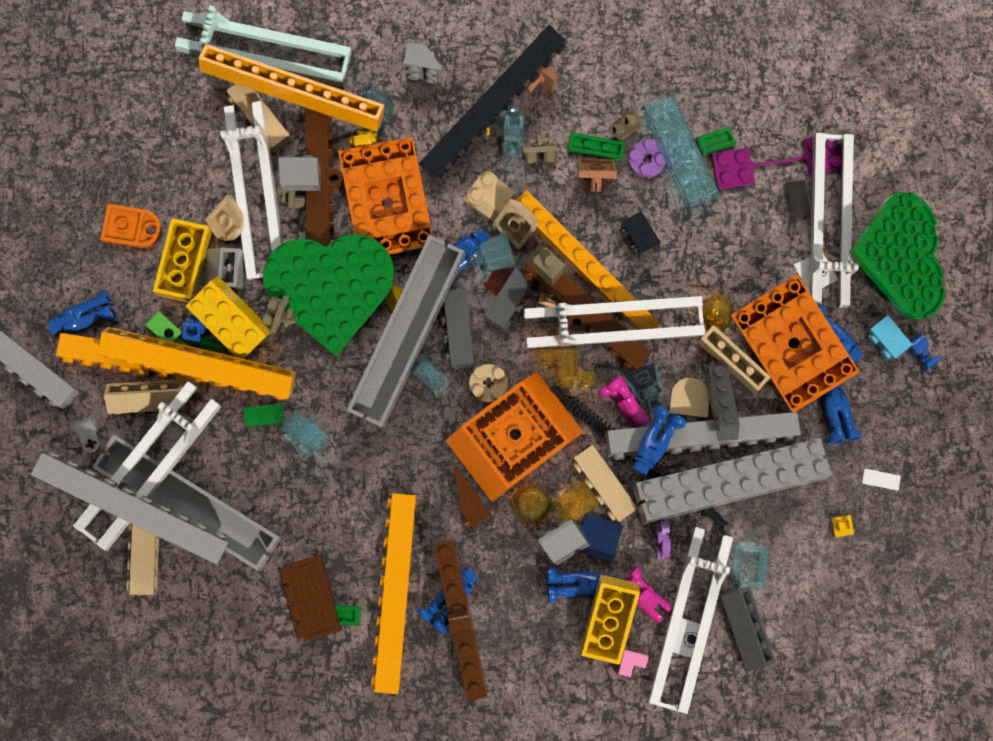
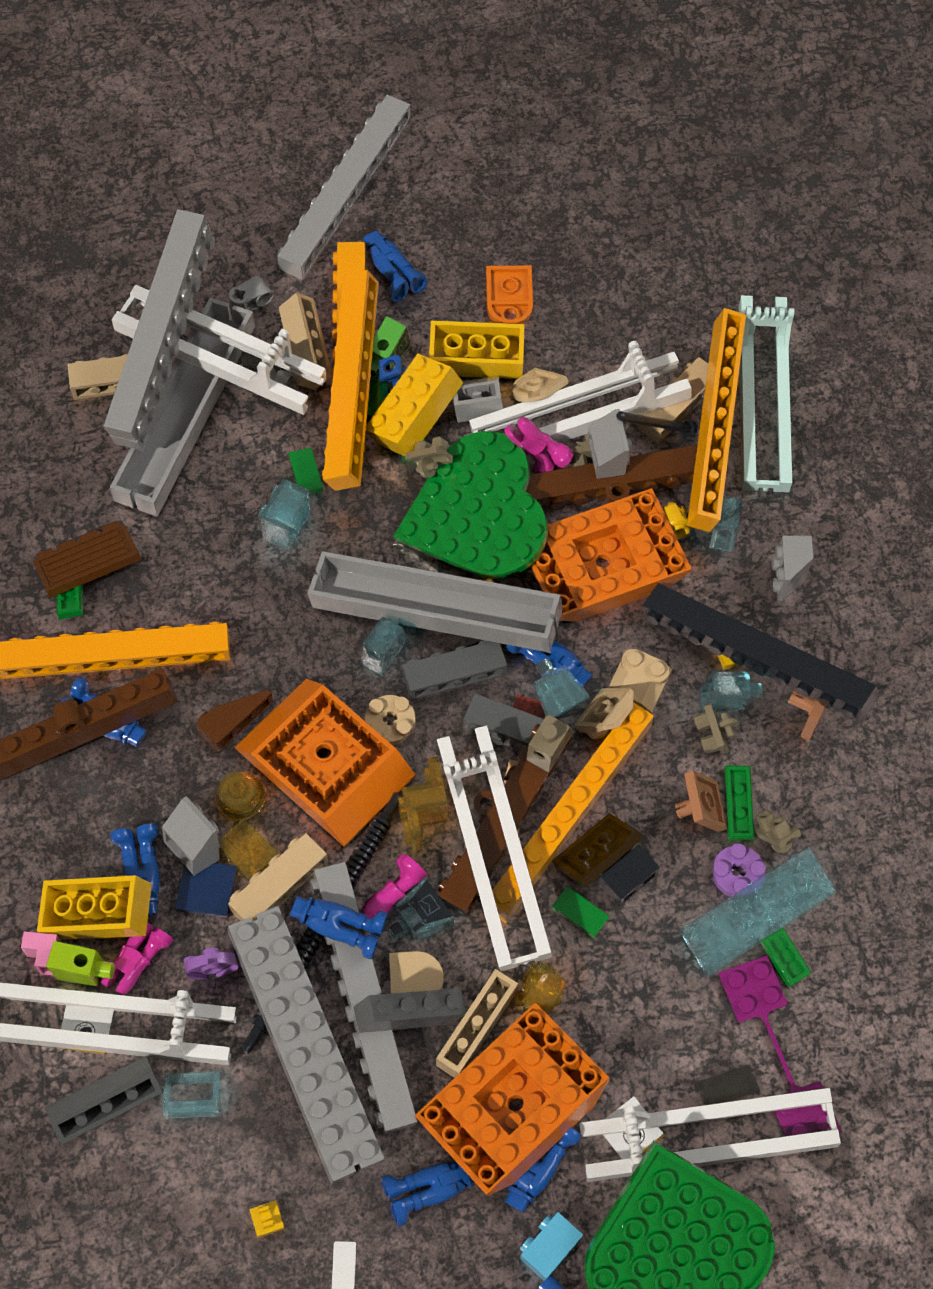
camera: 85 degrees right, 15 degrees down
(284, 114) = (688, 428): none -> black bar
(288, 226) = (533, 443): none -> dark pink piece
(619, 251) = (597, 850): none -> dark brown plate
(646, 643) = (78, 964): none -> lime torso
(659, 274) = (580, 912): none -> green tile

